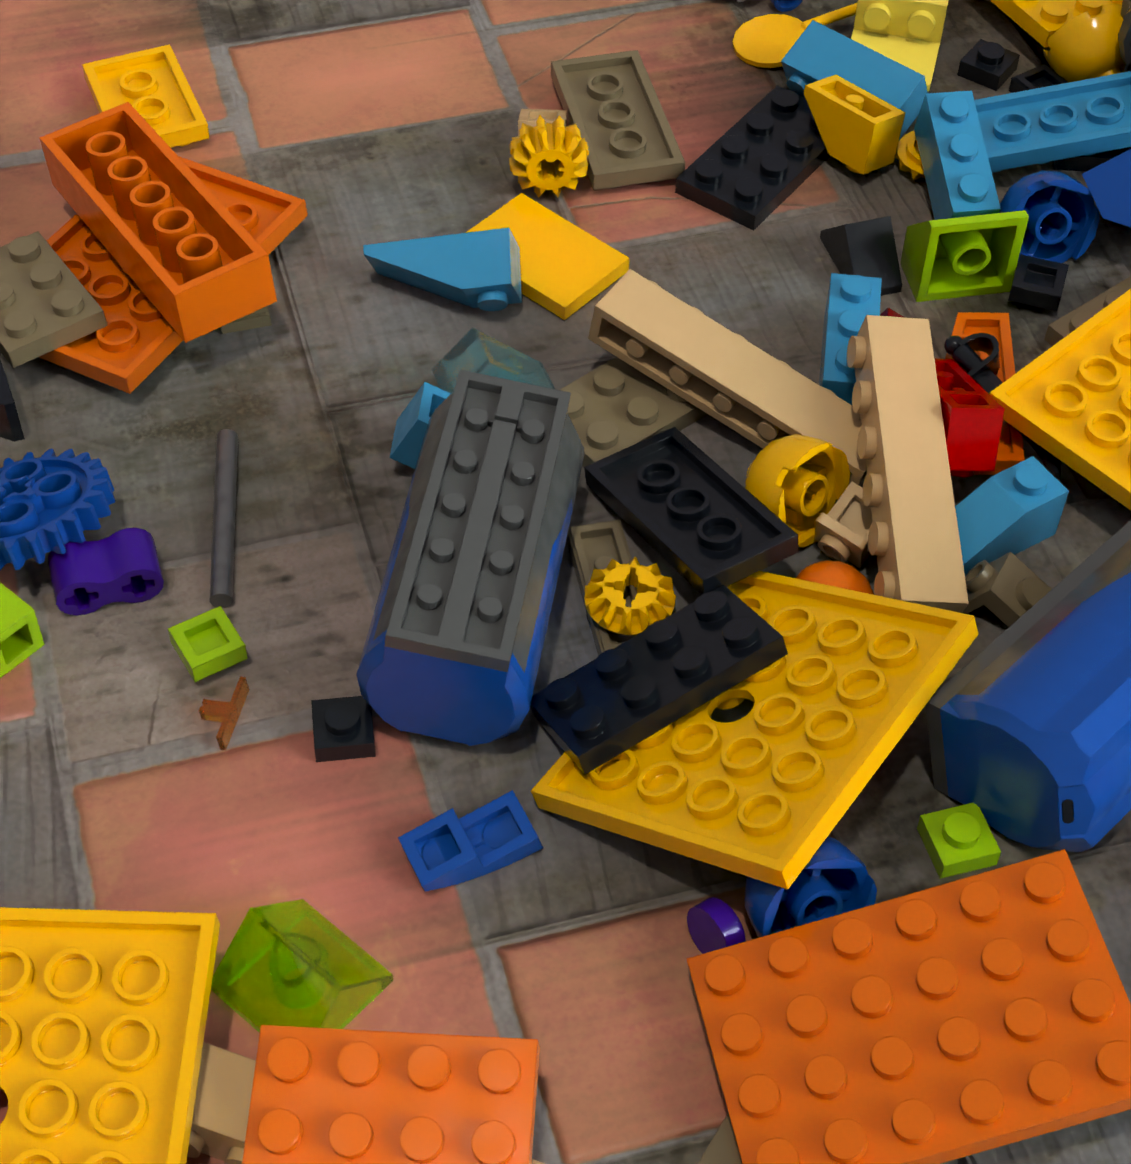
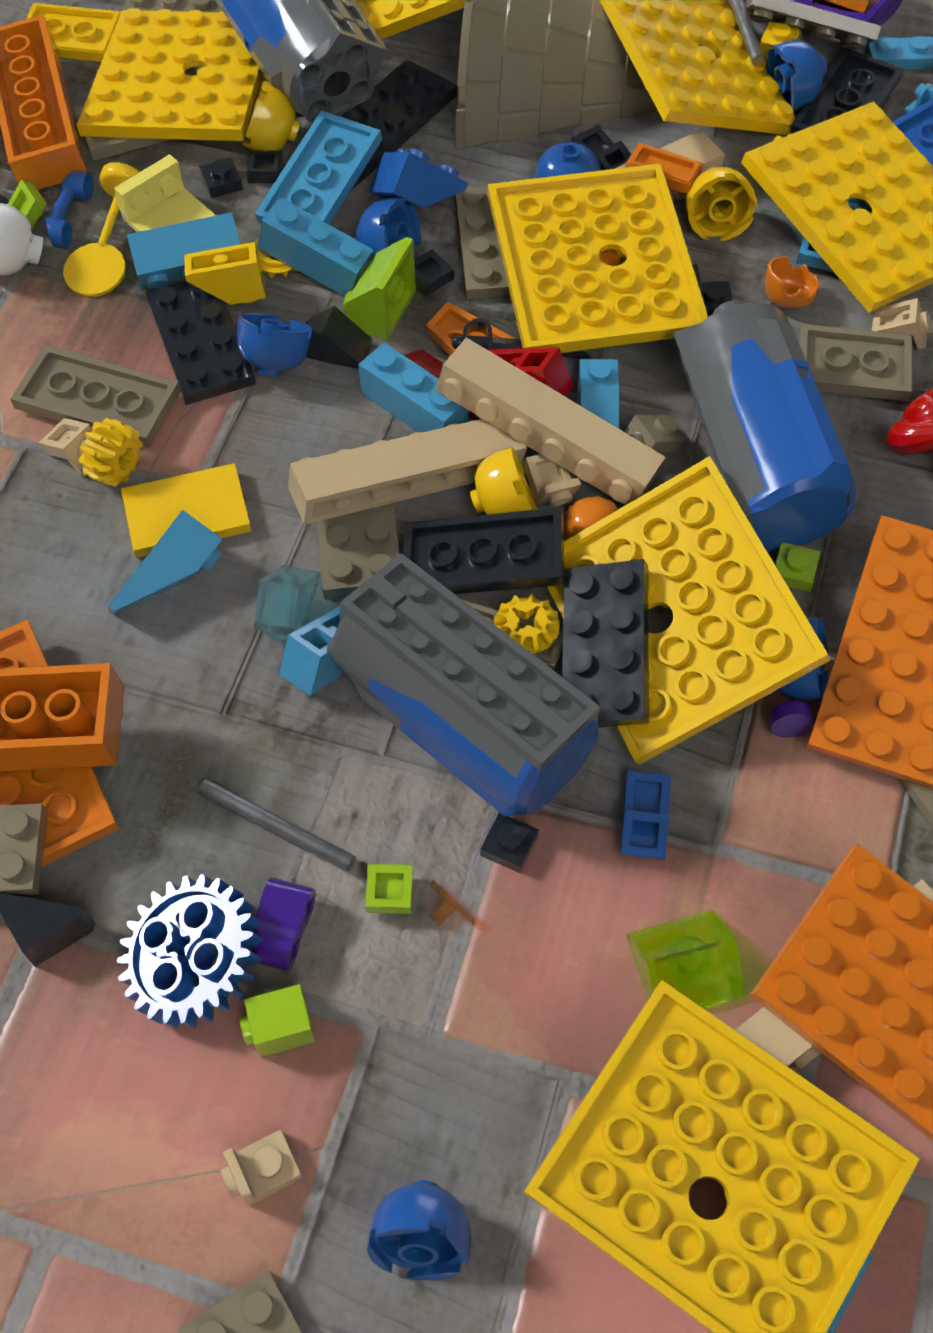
camera: 55 degrees left, 10 degrees up
(800, 199) = (272, 343): none -> blue cylinder

